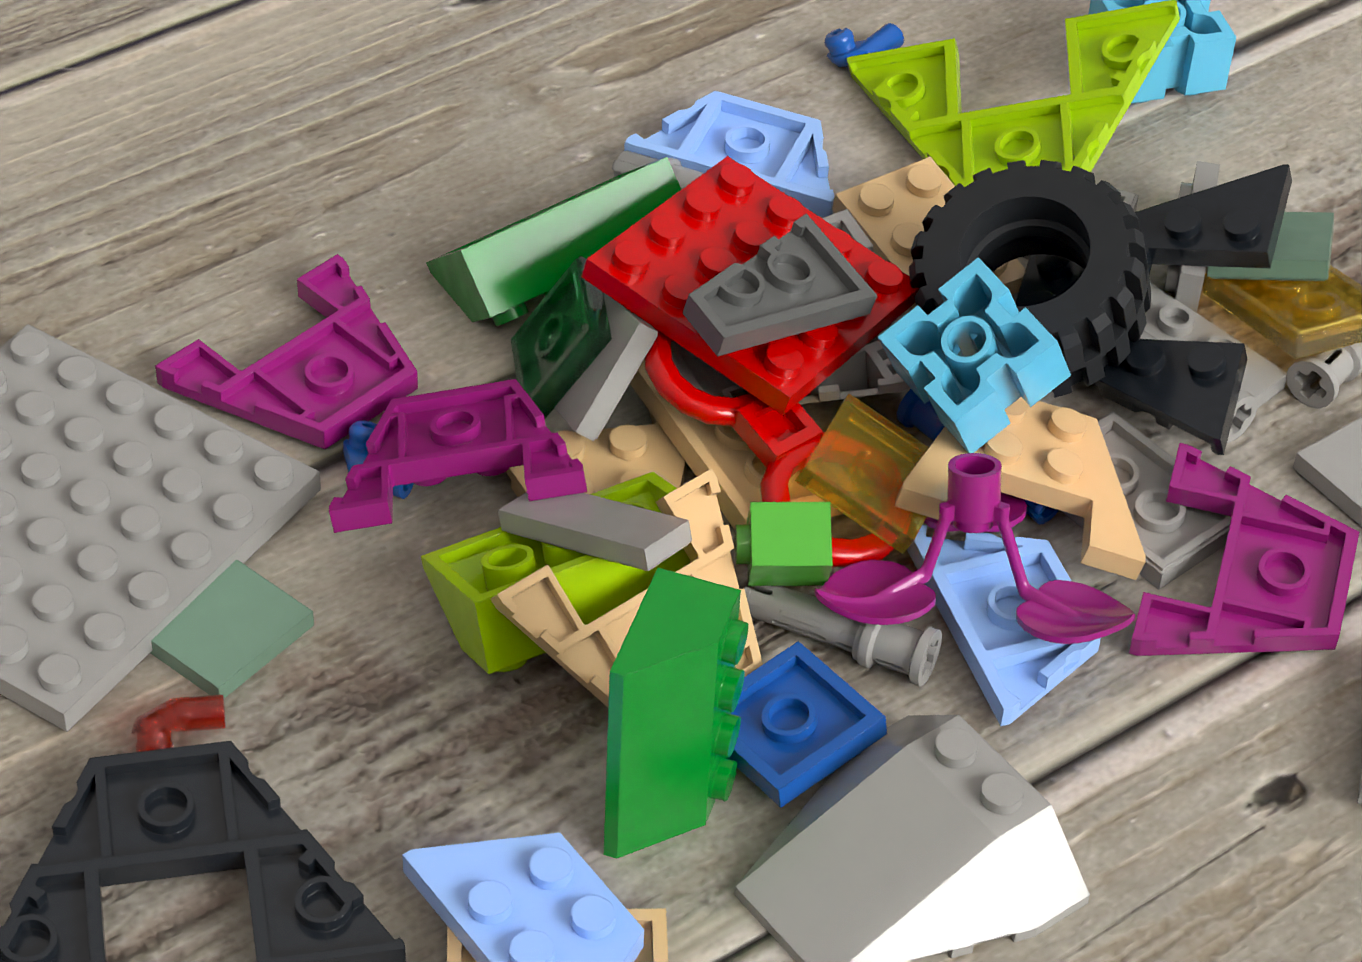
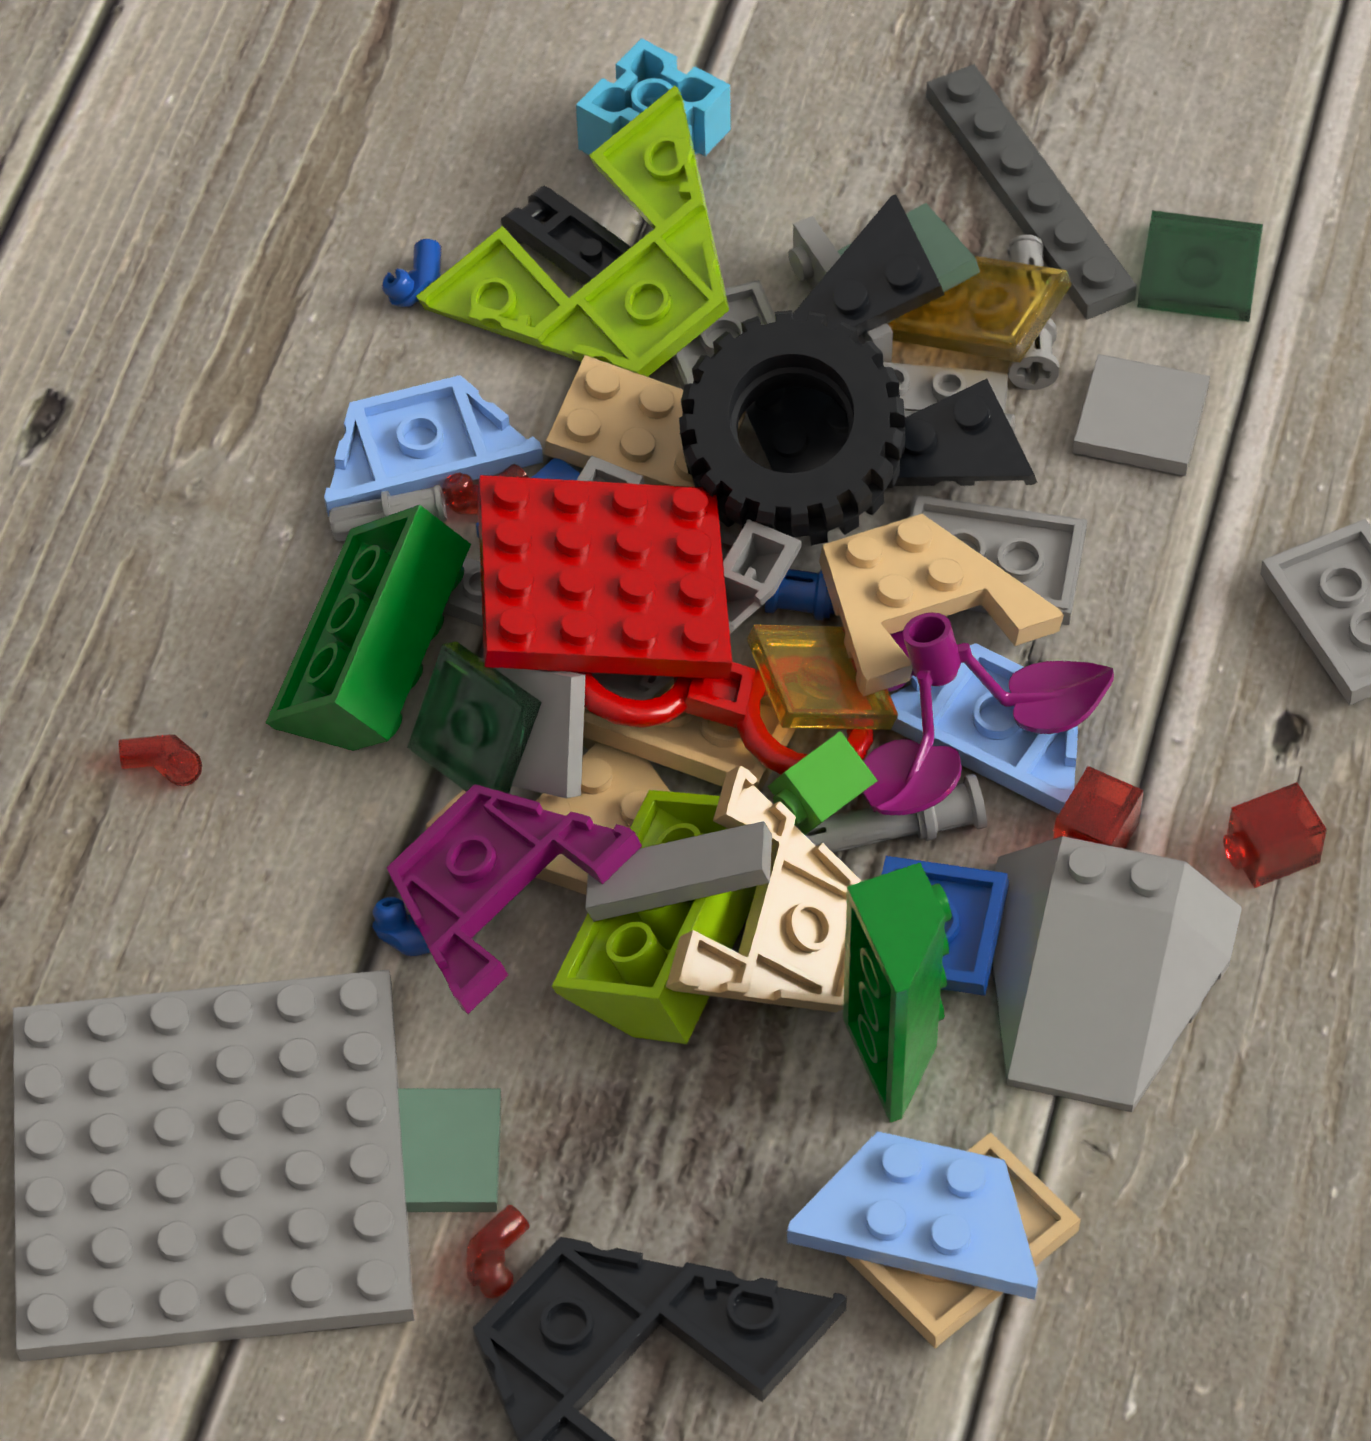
camera: 35 degrees left, 10 degrees up
(315, 382) = (302, 888): magenta wing -> none
(327, 234) = (165, 754): none -> clear red arm
(779, 292) = (657, 577): dark grey wing -> none
(975, 355) = (819, 501): medium azure brick -> none
(1004, 73) = (567, 238): none -> black plate
(1026, 731) = (1100, 810): none -> clear red brick
(1171, 852) = (1274, 835): none -> clear red brick
(1277, 580) = (1149, 552): magenta wing -> none

